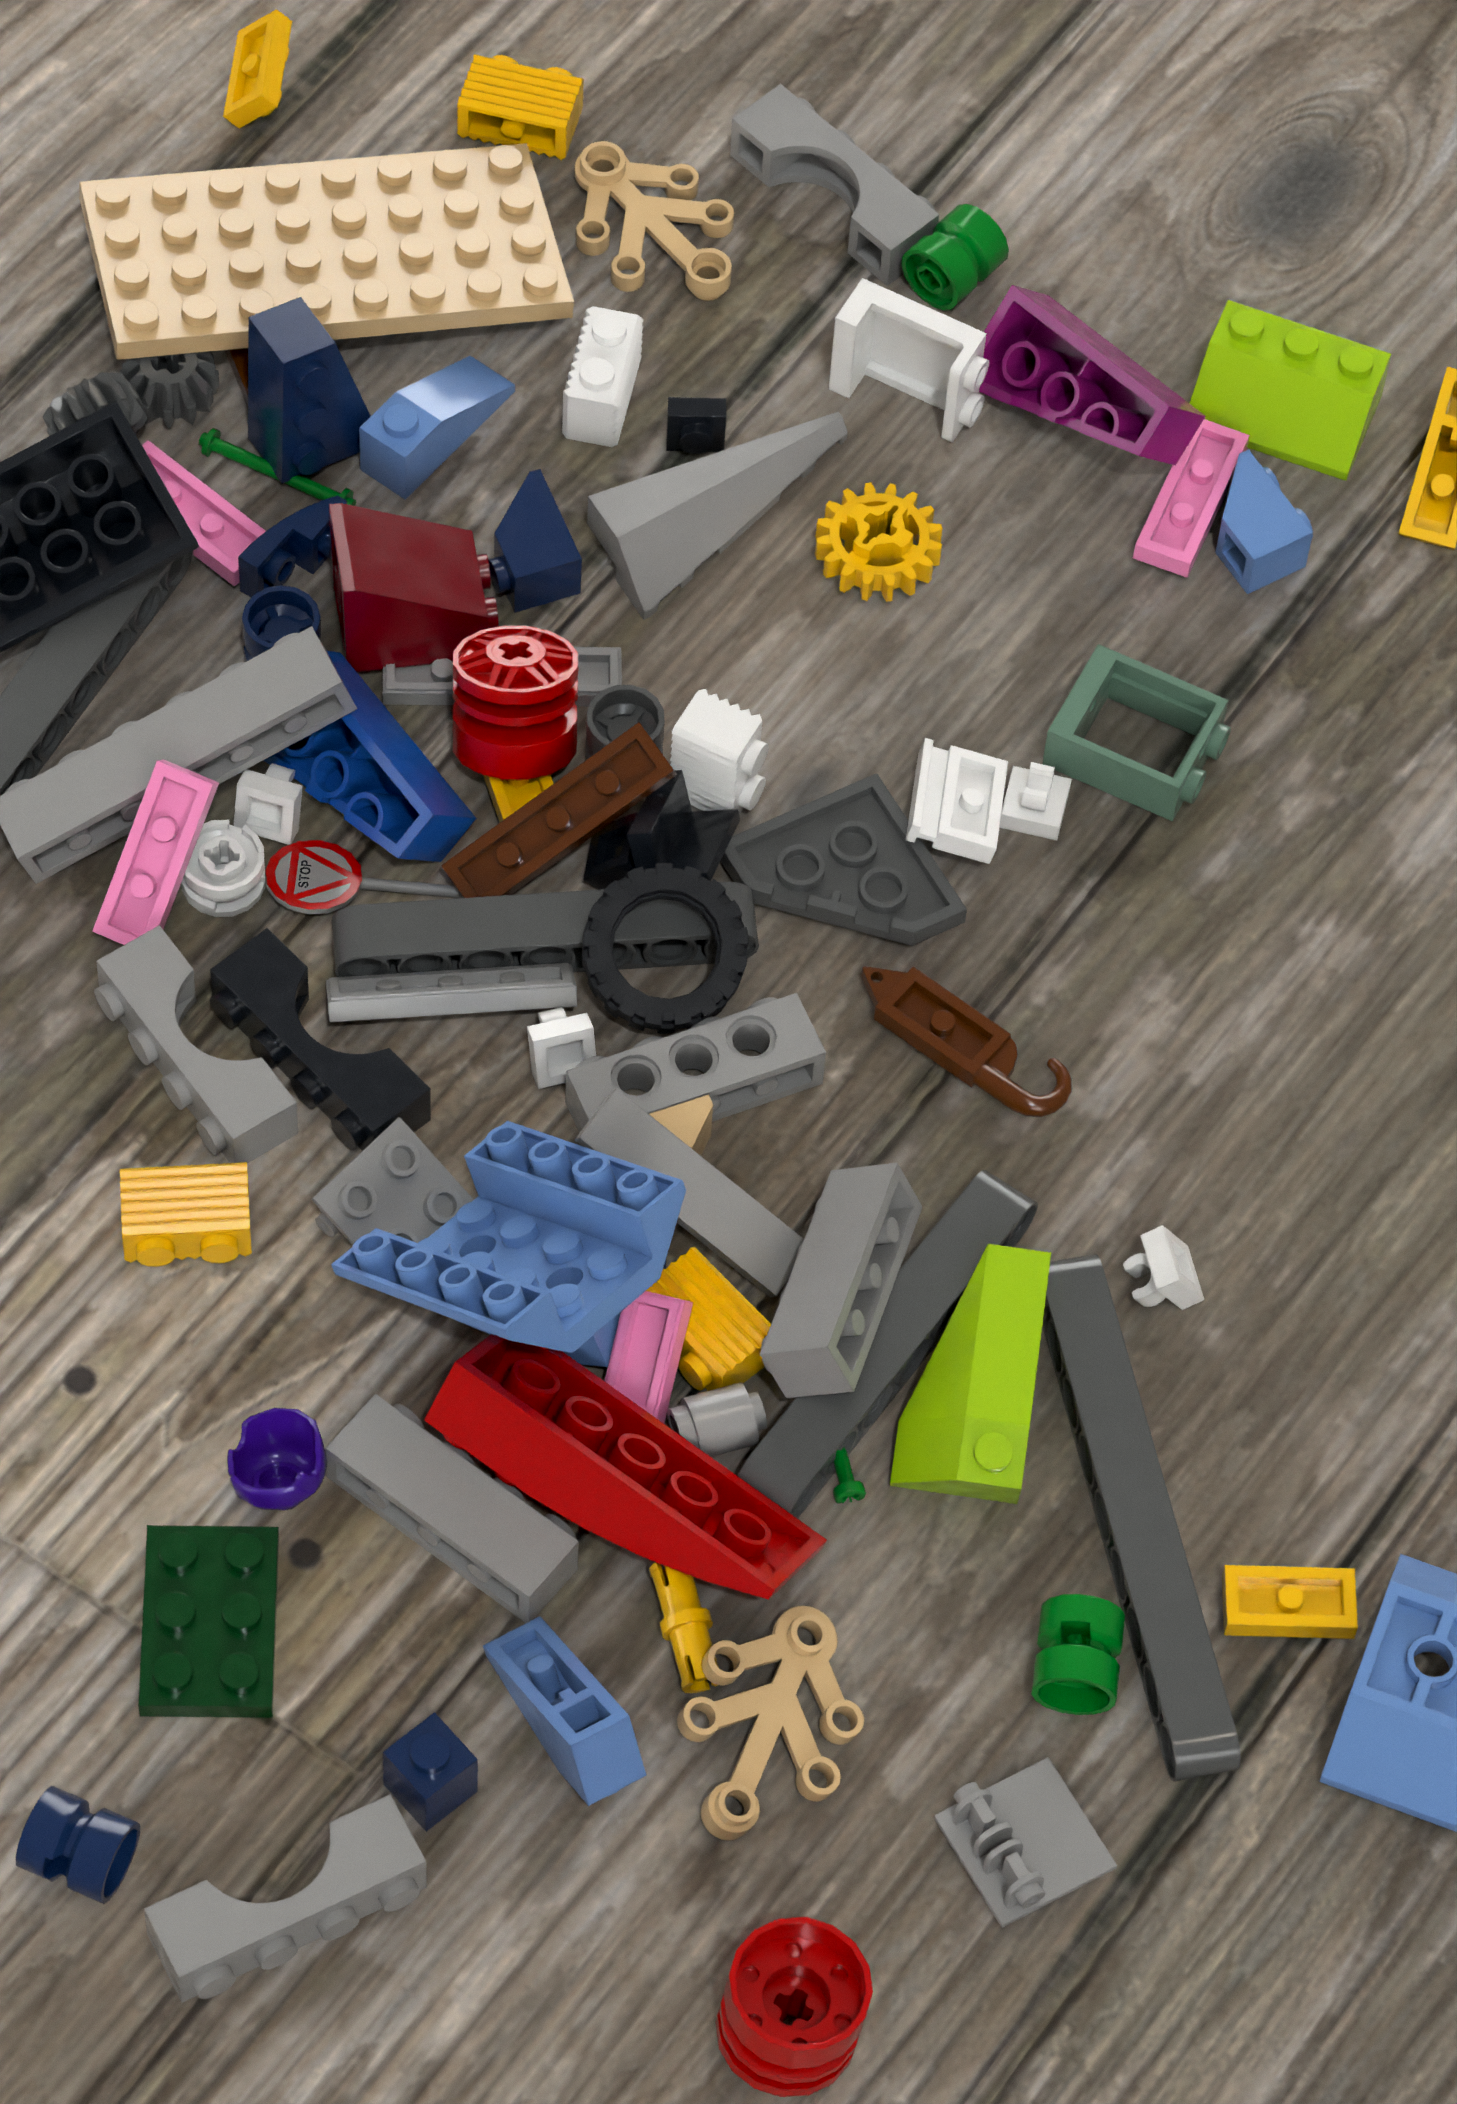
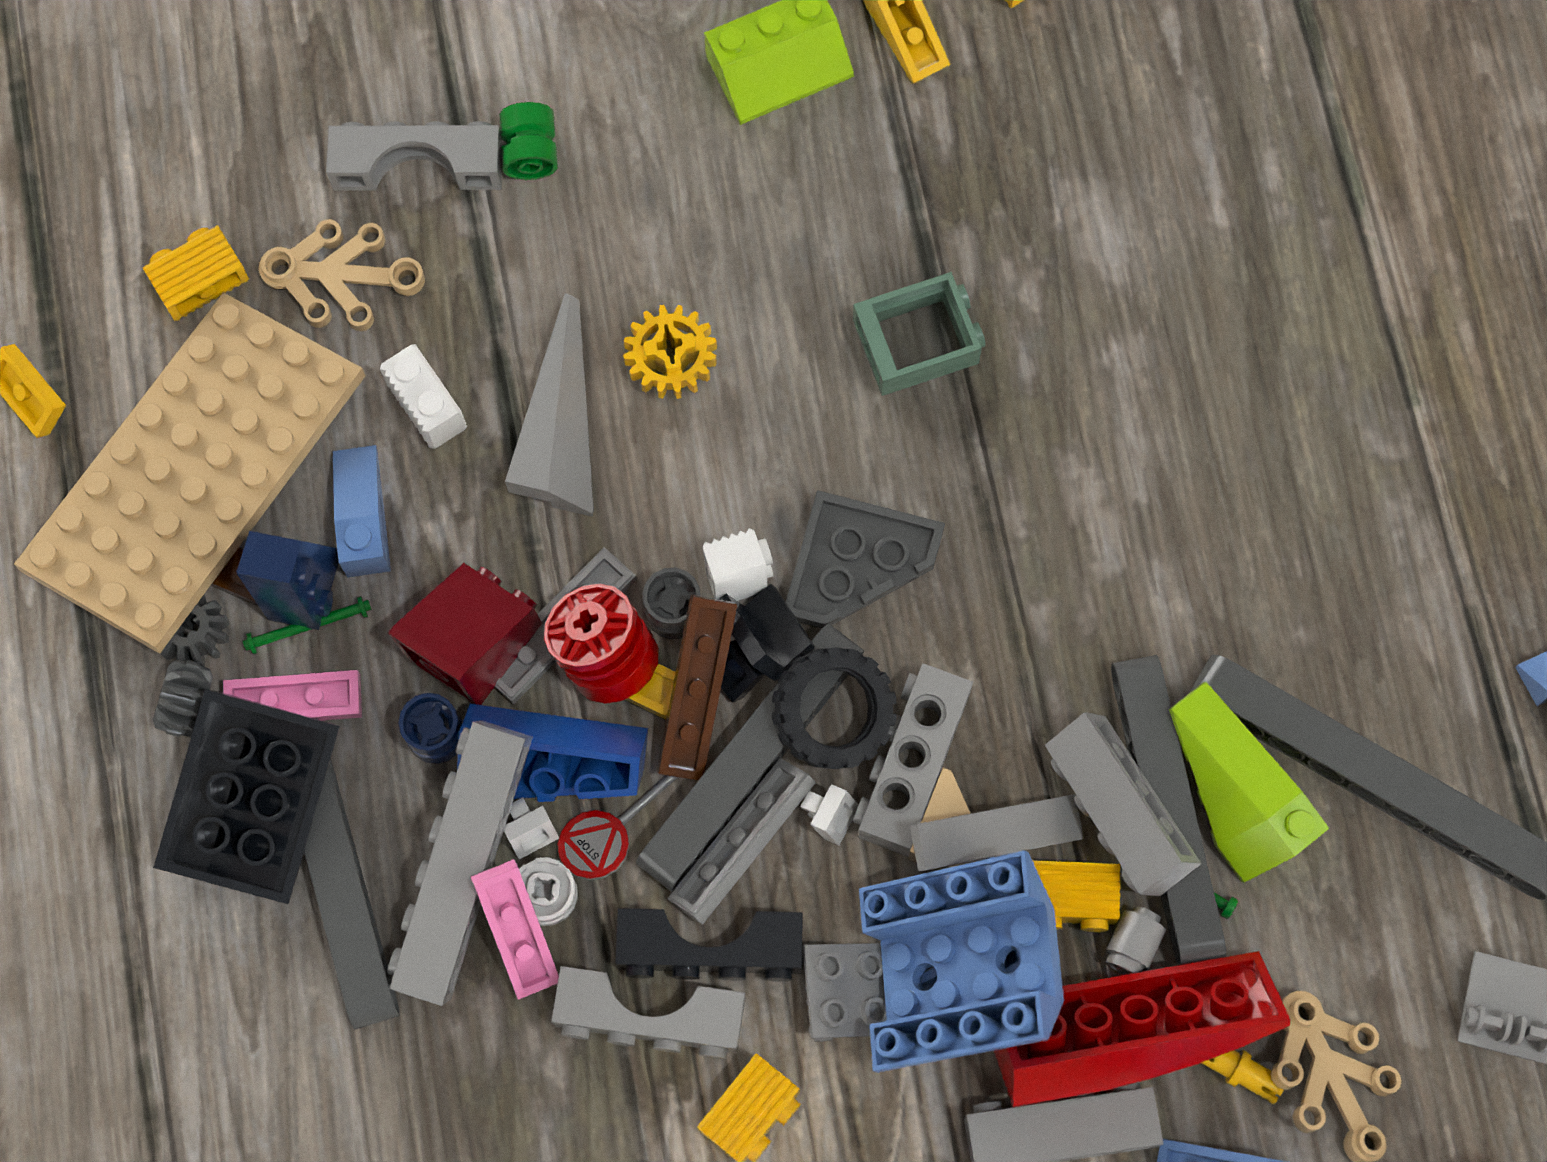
camera: 40 degrees left, 15 degrees up
(294, 540) = (372, 654): dark blue slope -> none
(534, 549) = (500, 535): dark blue slope -> none
(649, 1350) = (1077, 953): bright pink tile -> none
(696, 424) = (502, 377): black plate -> none
(910, 351) = (577, 221): white panel -> none
(957, 801) = (873, 465): white plate -> none
(958, 1038) = (1016, 599): reddish brown plate -> none
(1035, 801) = (905, 423): white tile -> none
(1076, 378) = (674, 154): magenta wedge -> none
(1078, 1654) = (1450, 896): green wheel -> none
(1170, 1268) = (1254, 623): white tile -> none
(1190, 499) = (795, 165): bright pink plate -> none
(1260, 529) = (847, 149): medium blue slope -> none
(1289, 1601) = (1496, 746): yellow plate -> none

